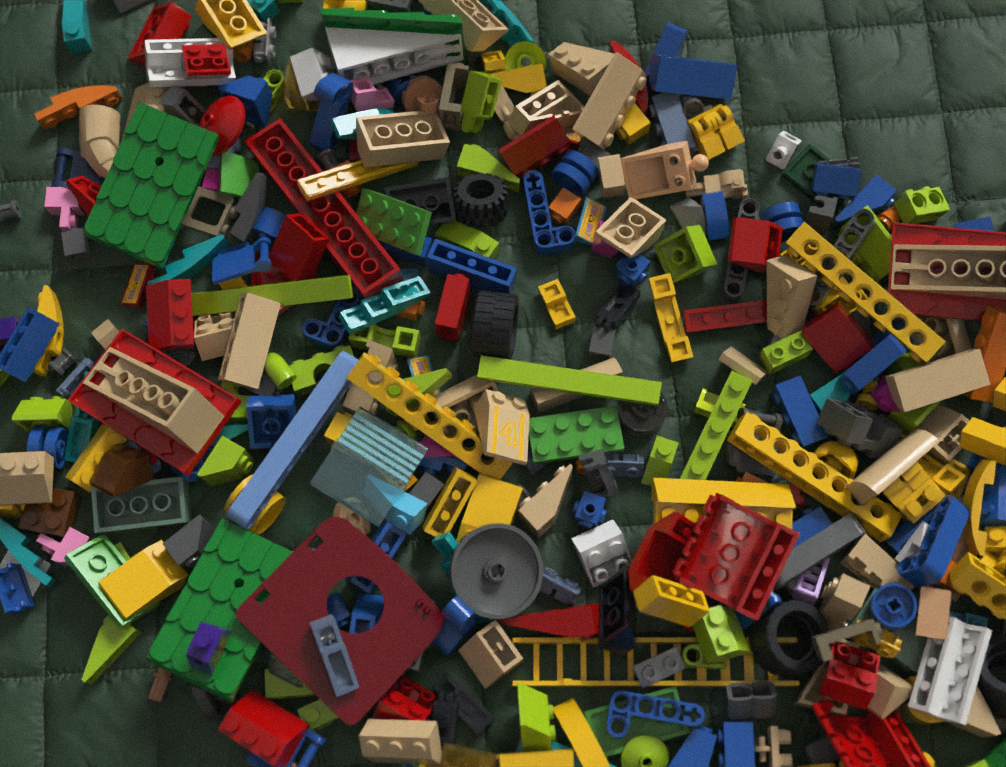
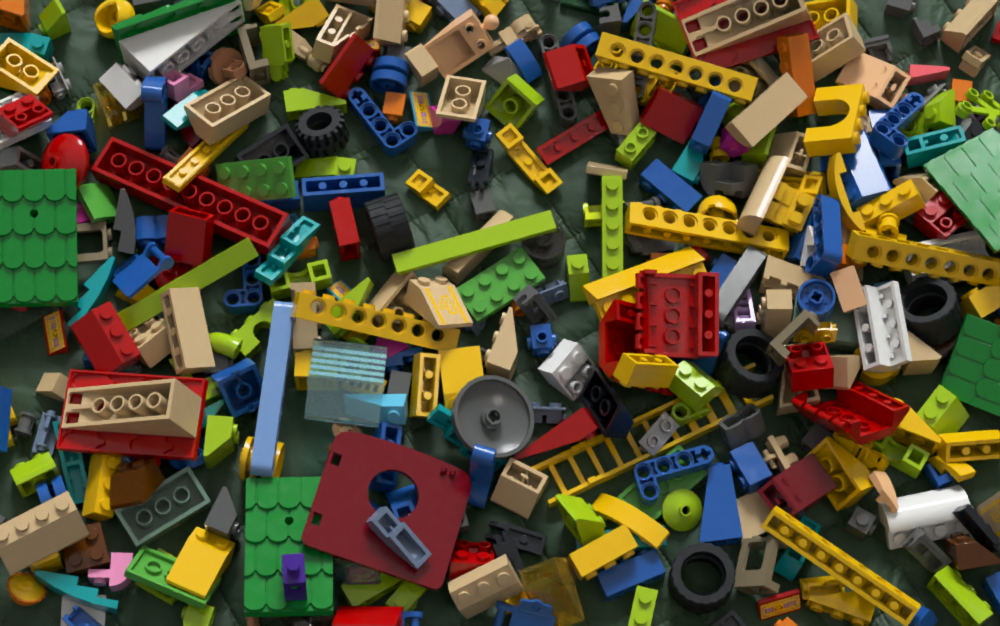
camera: 35 degrees left, 5 degrees down
(844, 422) = (709, 177): dark grey brick -> none

